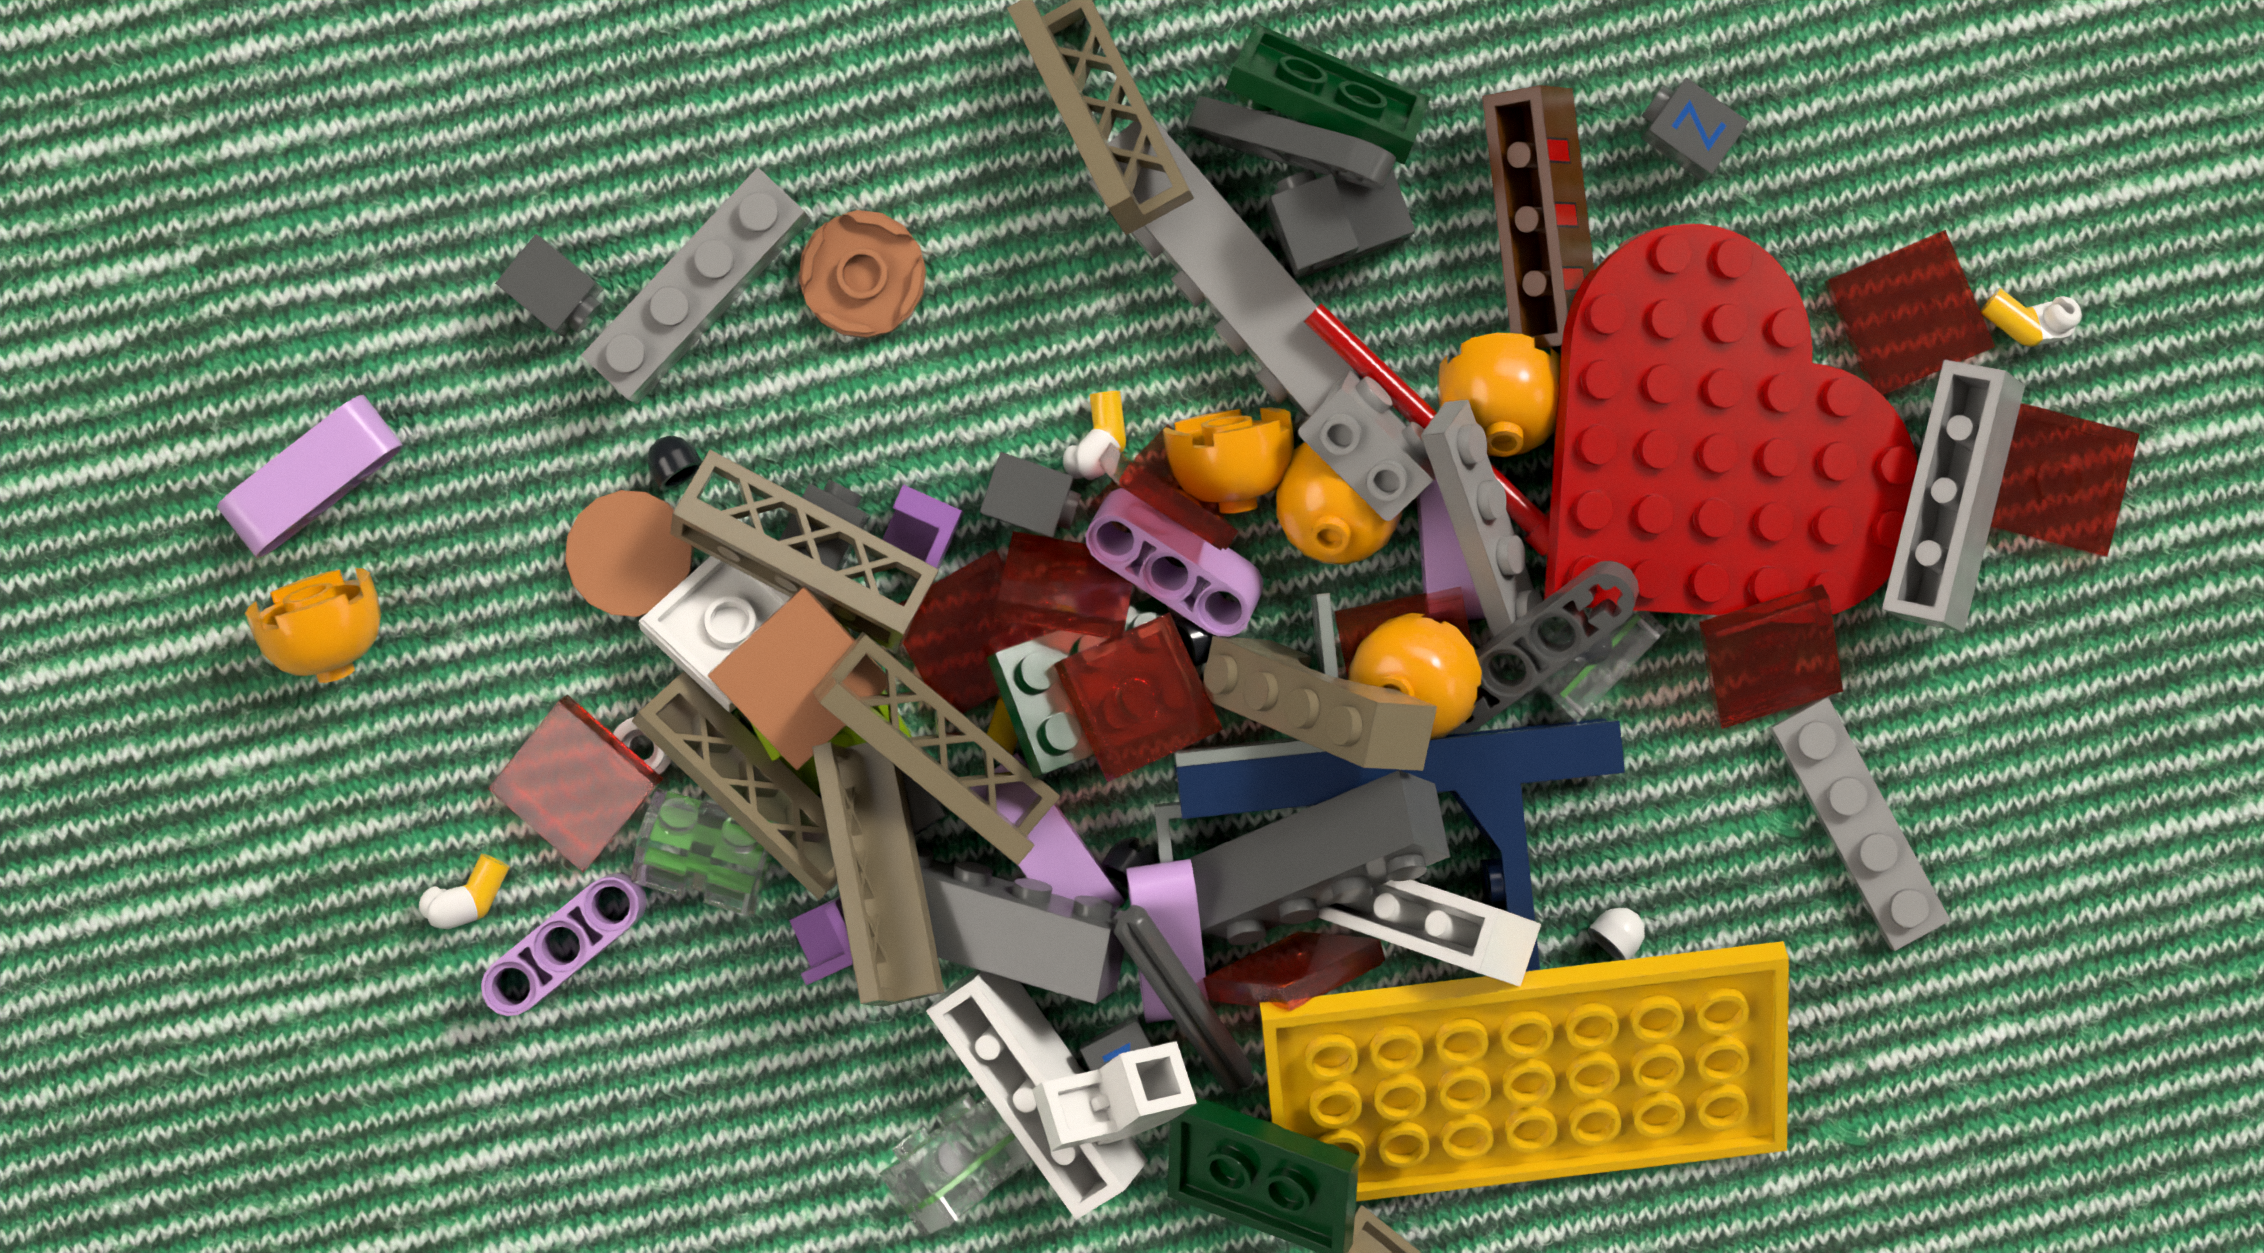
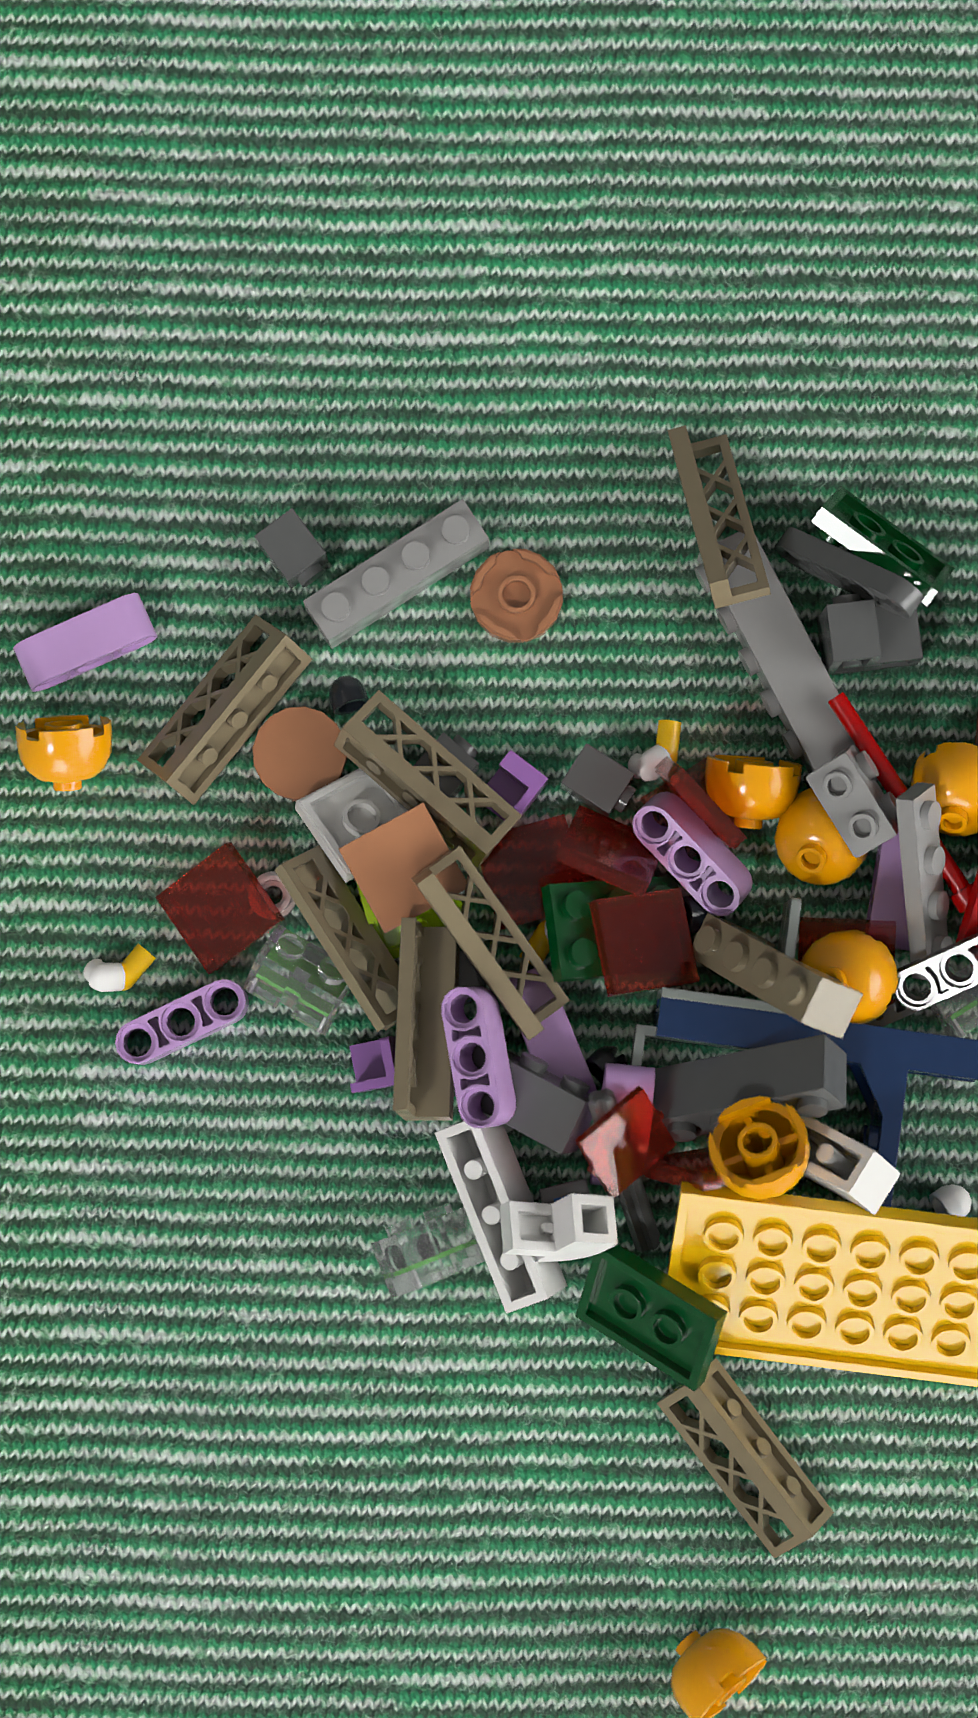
camera: 10 degrees right, 5 degrees down
(523, 524) = (229, 712): none -> dark tan fence
(951, 935) = (461, 1039): none -> lavender beam
(1175, 968) = (625, 1142): none -> clear red piece
(1349, 939) = (759, 1147): none -> light orange cylinder

